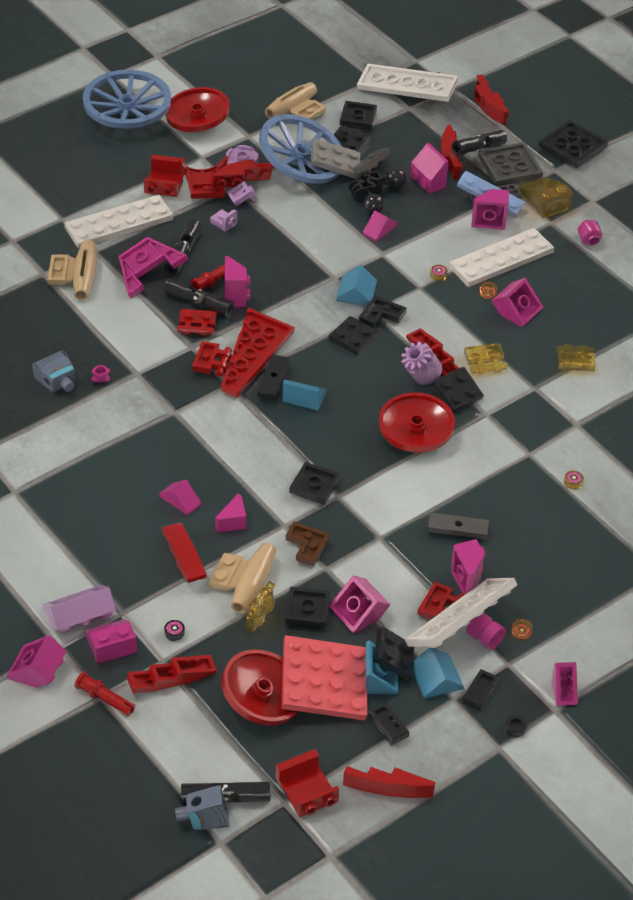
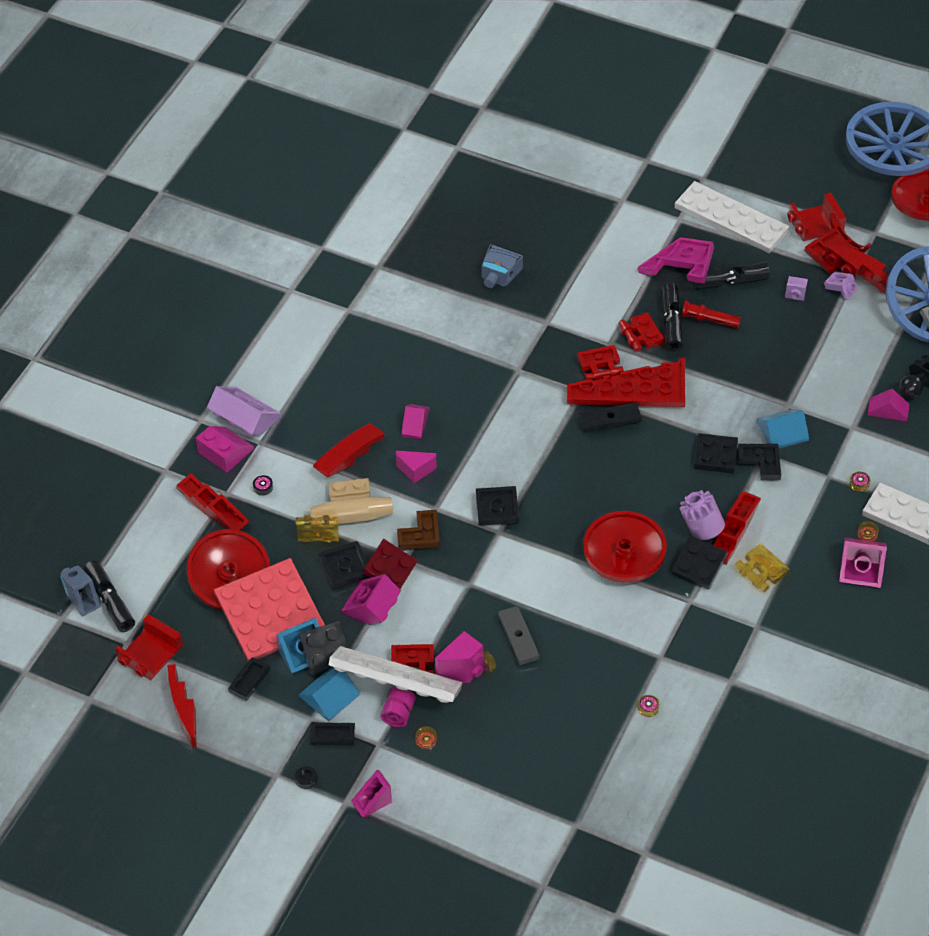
camera: 65 degrees right, 5 degrees up
(37, 662) = (168, 412): dark pink slope -> none
(79, 270) = (638, 218): tan plate -> none
(97, 690) = (165, 463): red pin -> none
(100, 374) = (523, 297): dark pink plate -> none
(236, 283) = (700, 331): dark pink slope -> none
(241, 153) = (892, 255): lavender tile -> none
(303, 394) = (607, 447): dark azure slope -> none
(329, 575) = (391, 562): none -> dark red plate
(576, 358) = (817, 645): clear yellow plate -> none

